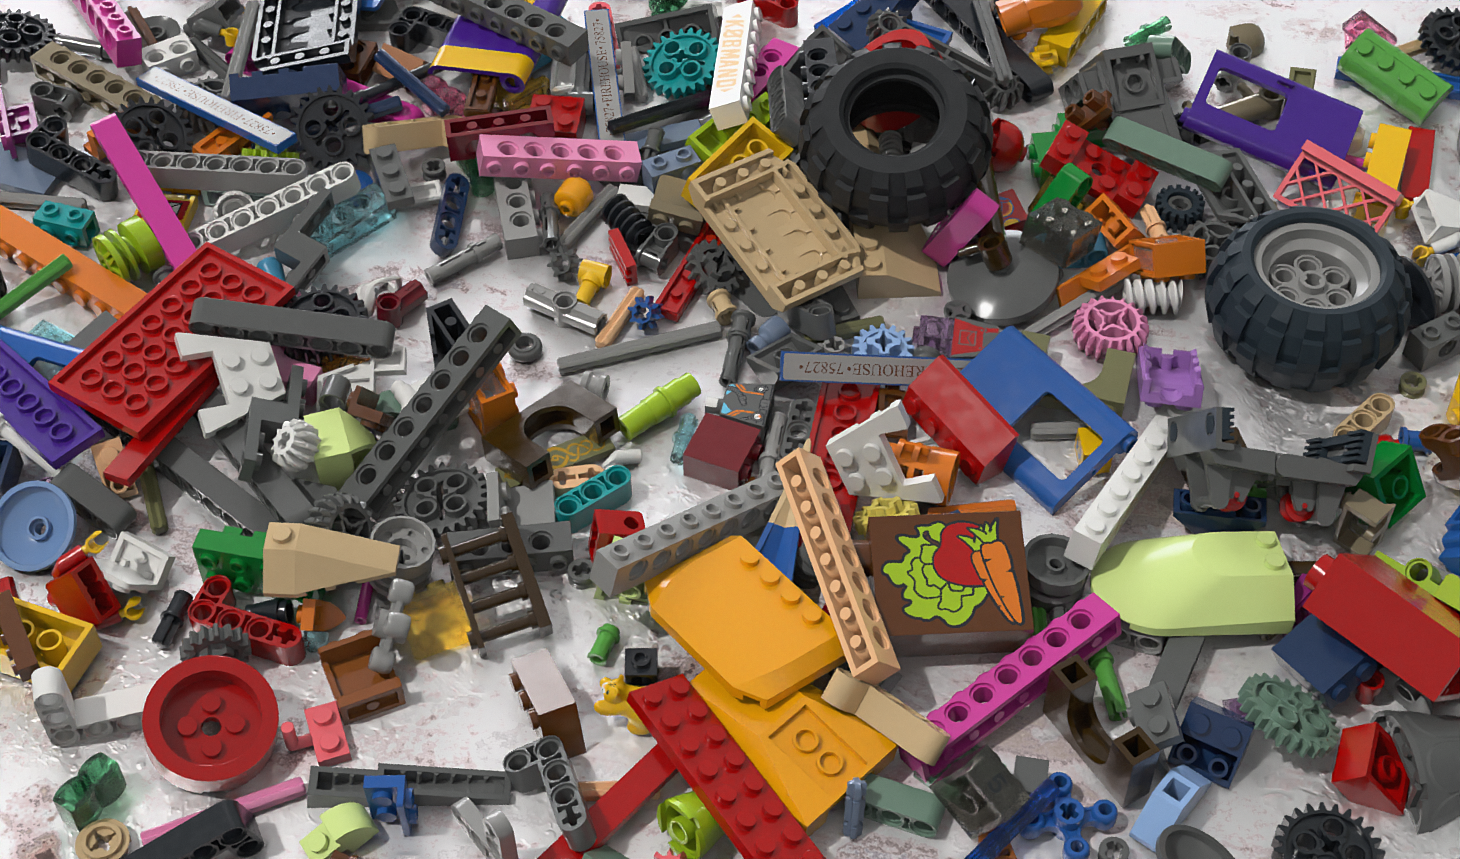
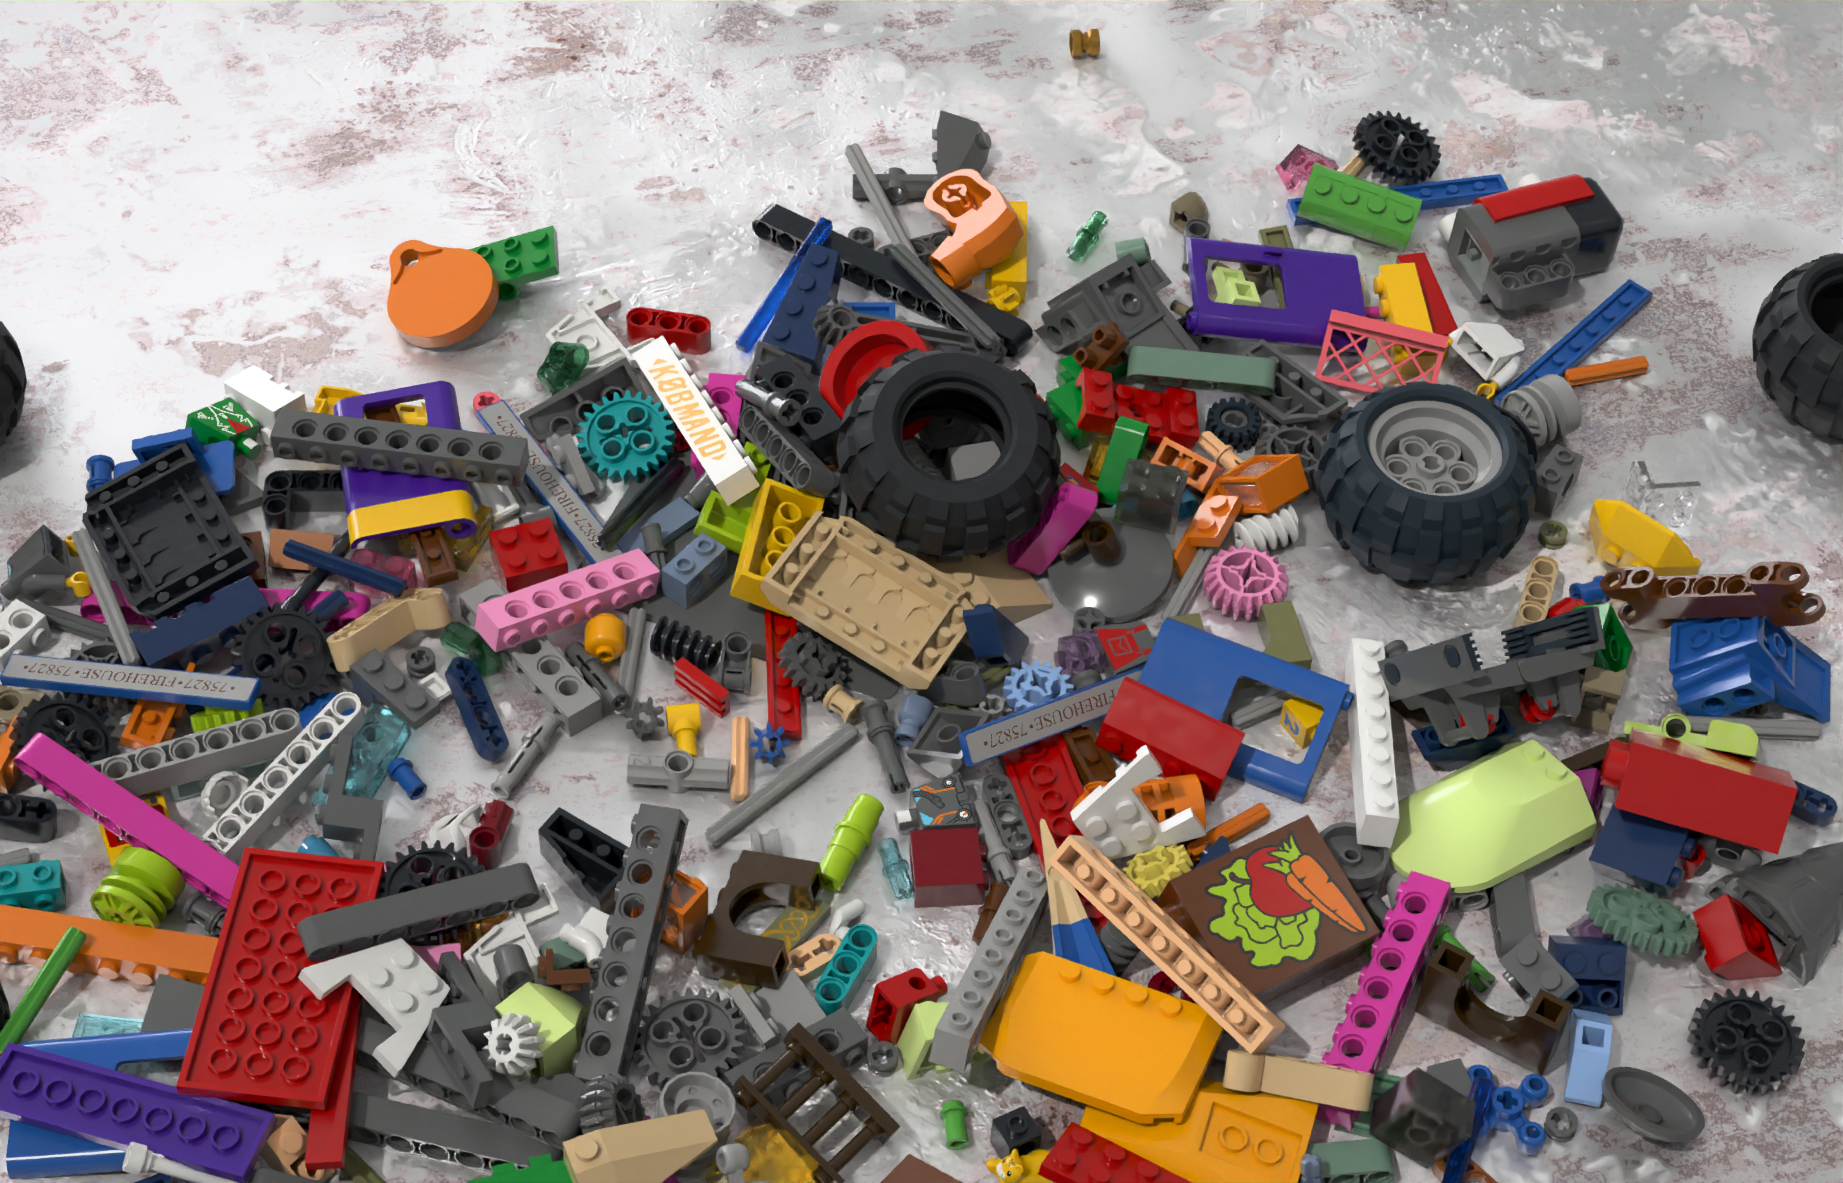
camera: 30 degrees left, 0 degrees up
(369, 242) = (402, 772): none -> blue pin
(464, 132) = (455, 610): dark red brick -> none
(639, 195) = (675, 610): white tile -> none
(672, 208) = (722, 613): dark tan bracket -> none
(796, 66) = (774, 404): none -> dark grey pin
(863, 293) = (994, 637): none -> dark blue slope
(1169, 378) = (1345, 614): medium lavender piece -> none
(1238, 101) = (1233, 287): none -> yellowish green brick

